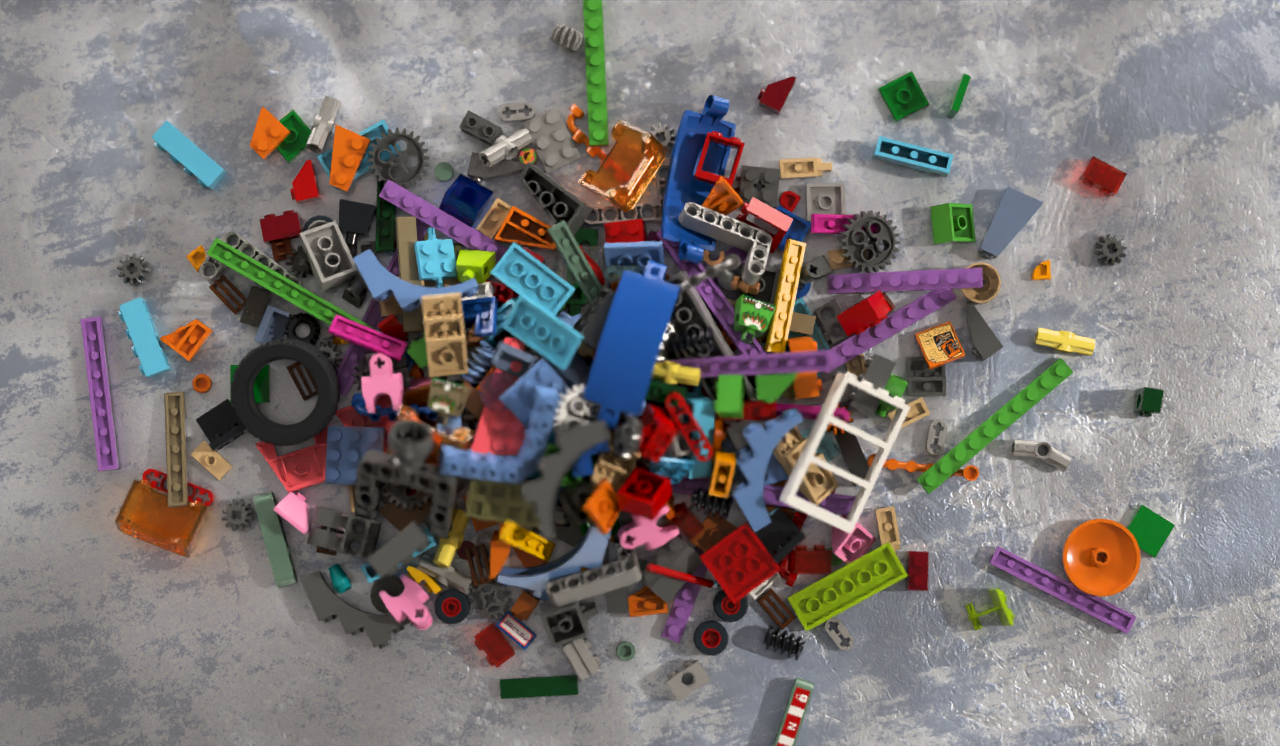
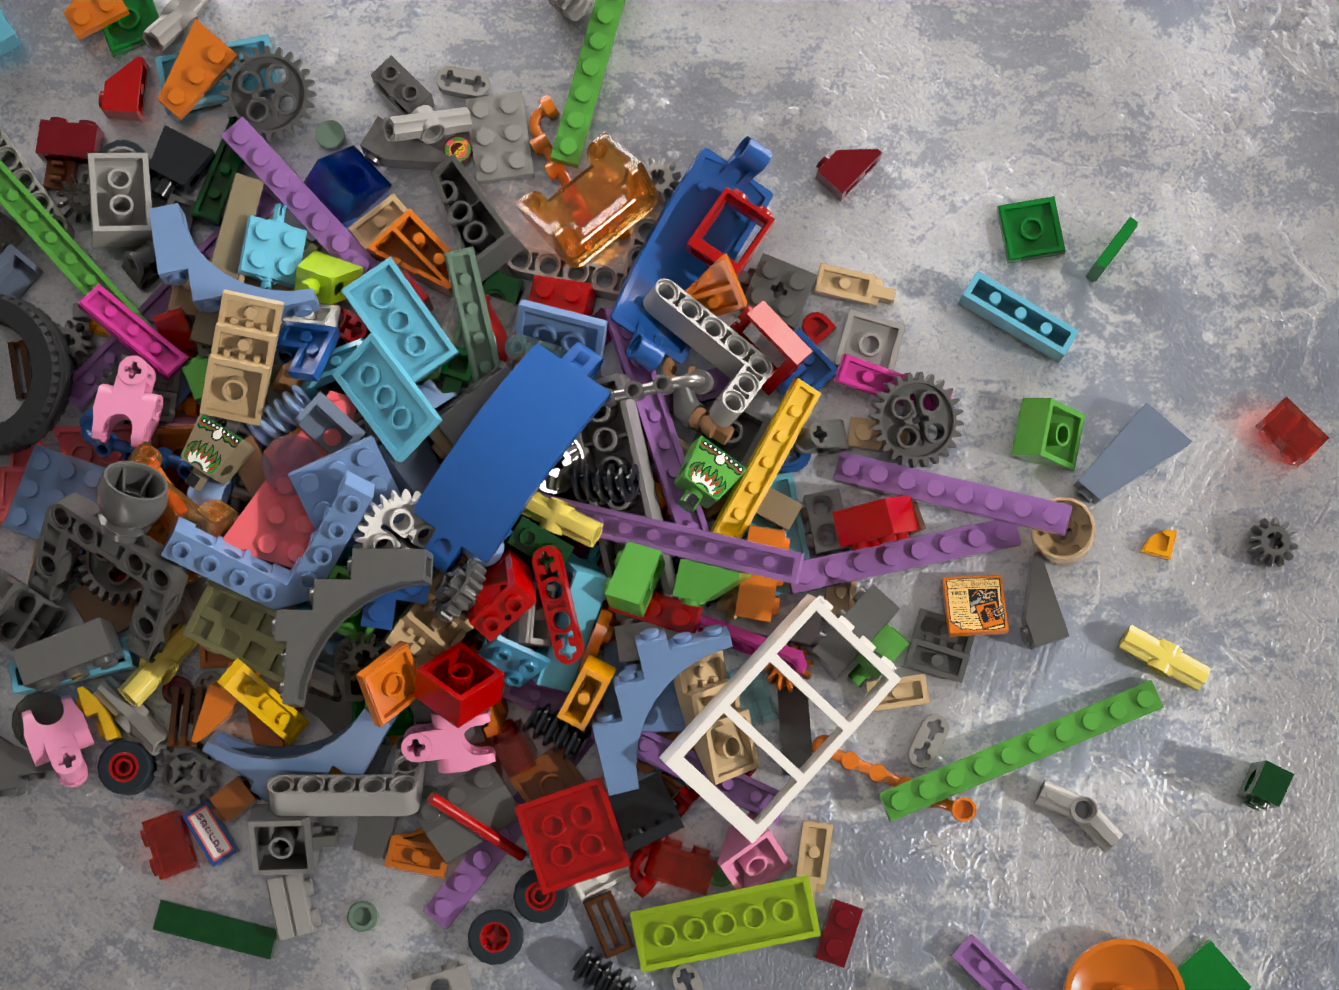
camera: 20 degrees right, 5 degrees down
(303, 318) = (51, 279): black tyre -> none

